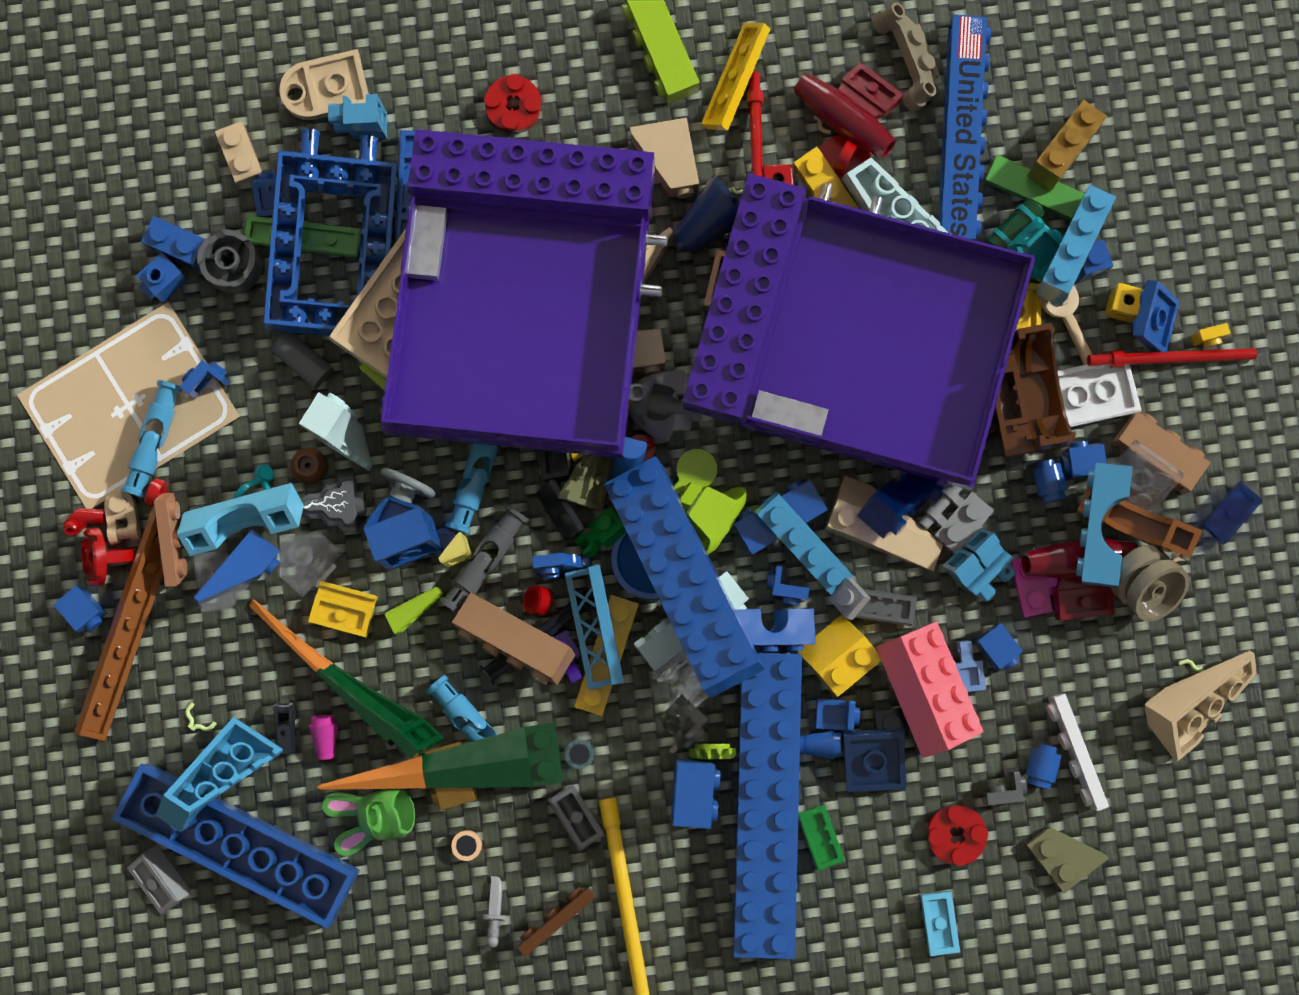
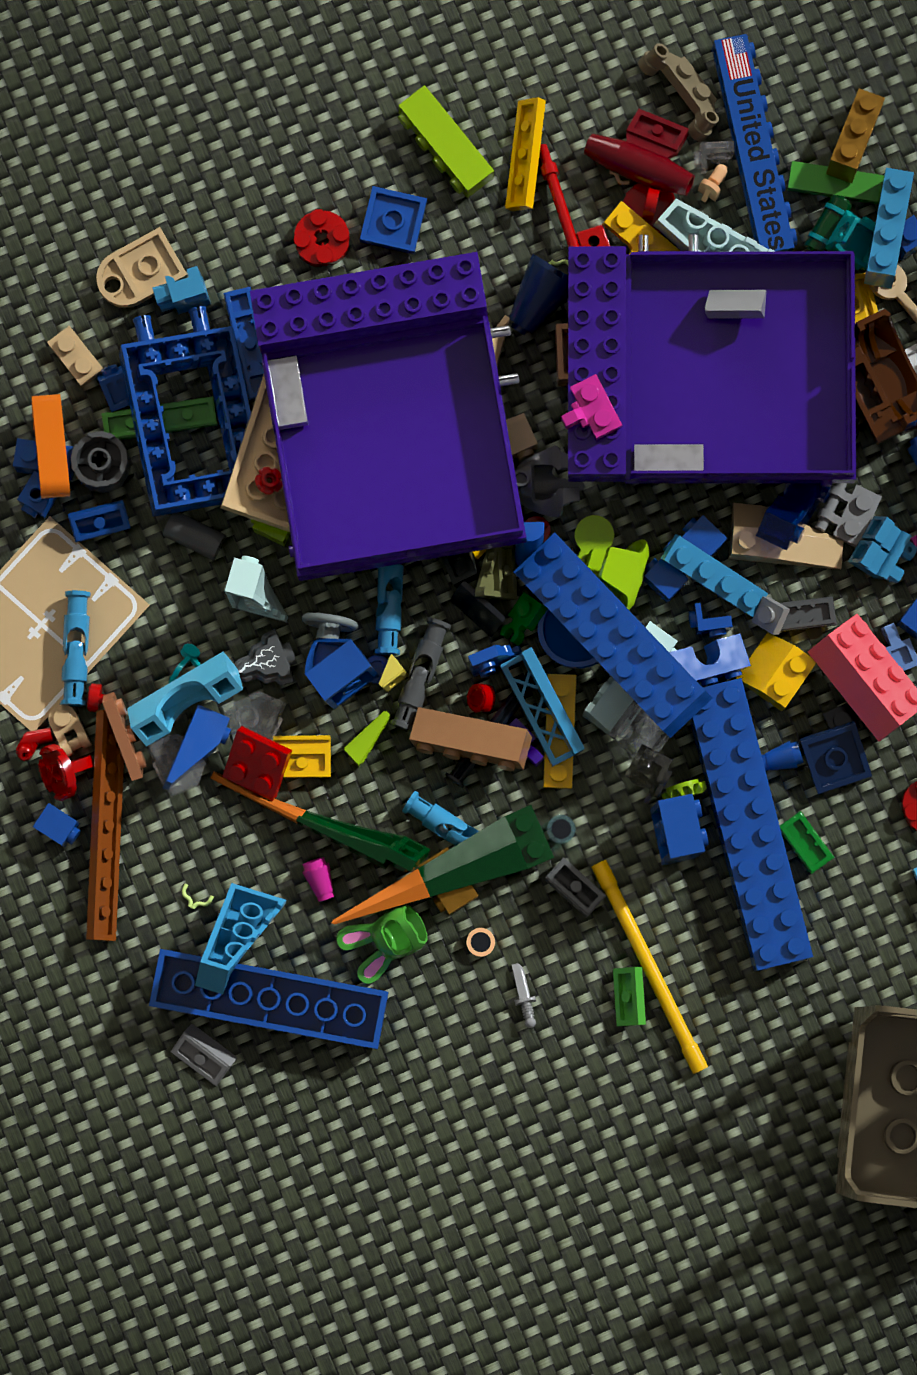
camera: 15 degrees left, 0 degrees up
(185, 212) = (50, 446): none -> orange beam
(197, 378) = (101, 580): blue bracket -> none
(213, 319) = (99, 520): none -> blue brick
(285, 732) = (281, 886): black bar -> none
(294, 603) = (257, 763): none -> red plate
(308, 475) = (232, 641): reddish brown plate -> none
(376, 328) = (263, 485): none -> red plate
(555, 919) = (582, 985): reddish brown plate -> none
(588, 105) = (393, 220): none -> blue plate
(599, 944) = (629, 996): none -> bright green plate
(673, 154) = (484, 235): tan slope -> none
(724, 342) = (592, 409): none -> dark pink hinge
(836, 715) = (788, 726): blue bracket -> none
(901, 277) = (736, 304): none -> light grey slope
(908, 156) = (710, 186): none -> light nougat piece
(924, 124) = (715, 151): none -> clear bracket

